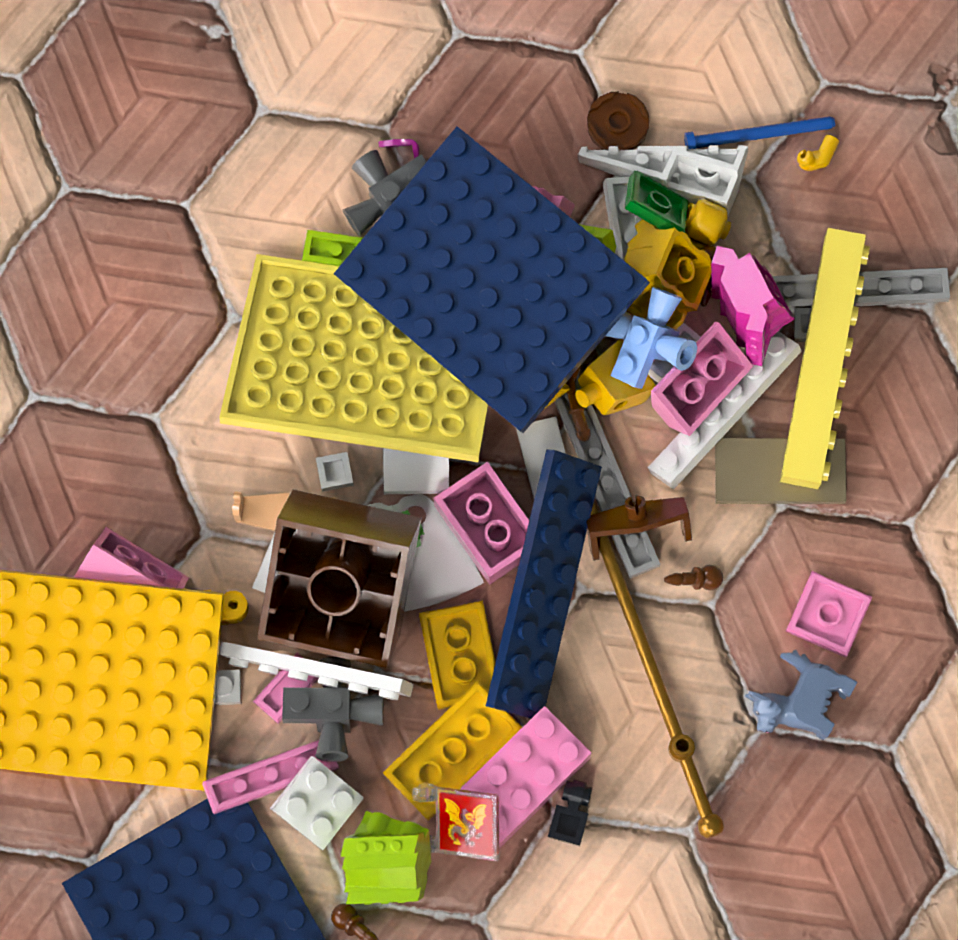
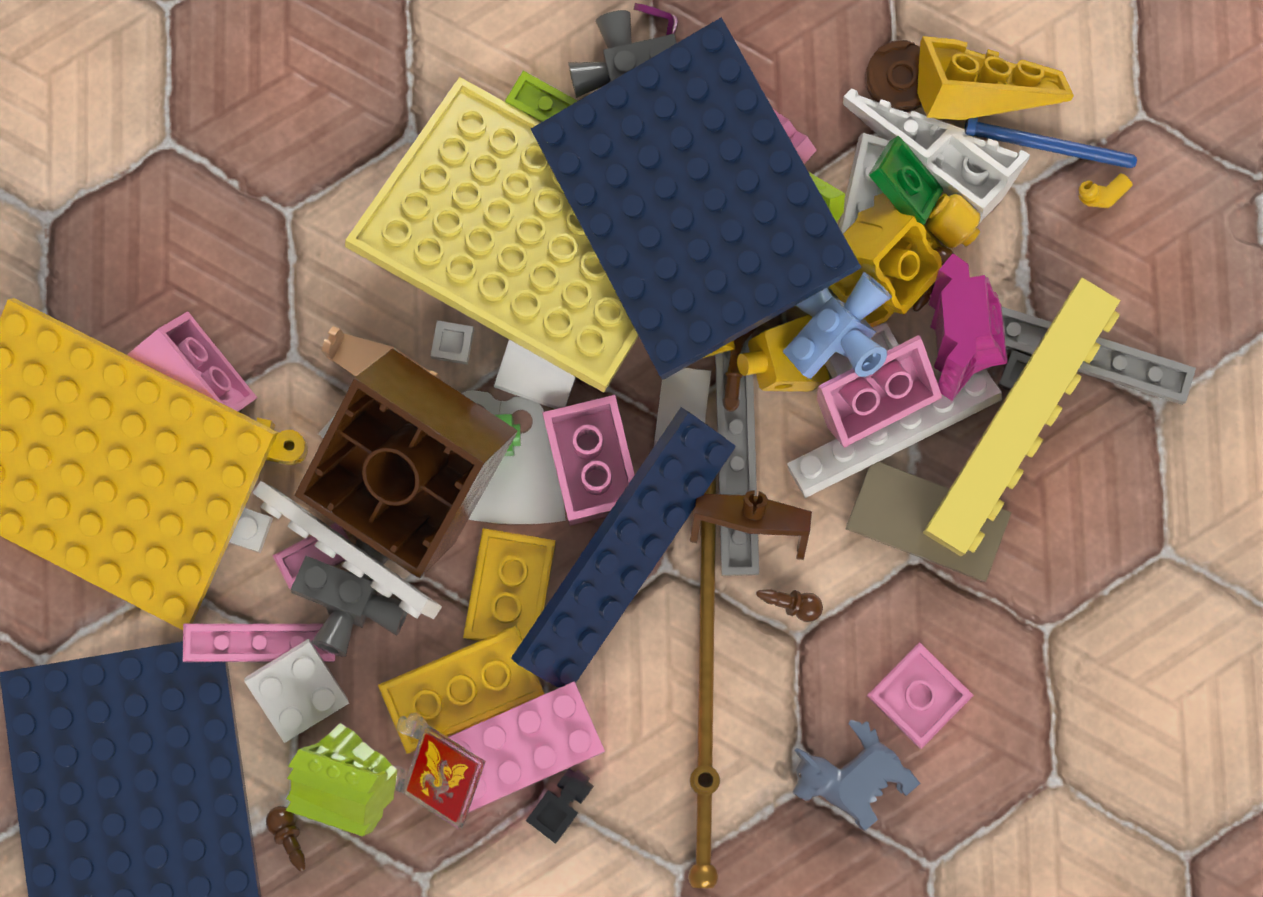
camera: 20 degrees right, 5 degrees up
(679, 107) = (971, 84): none -> yellow wedge

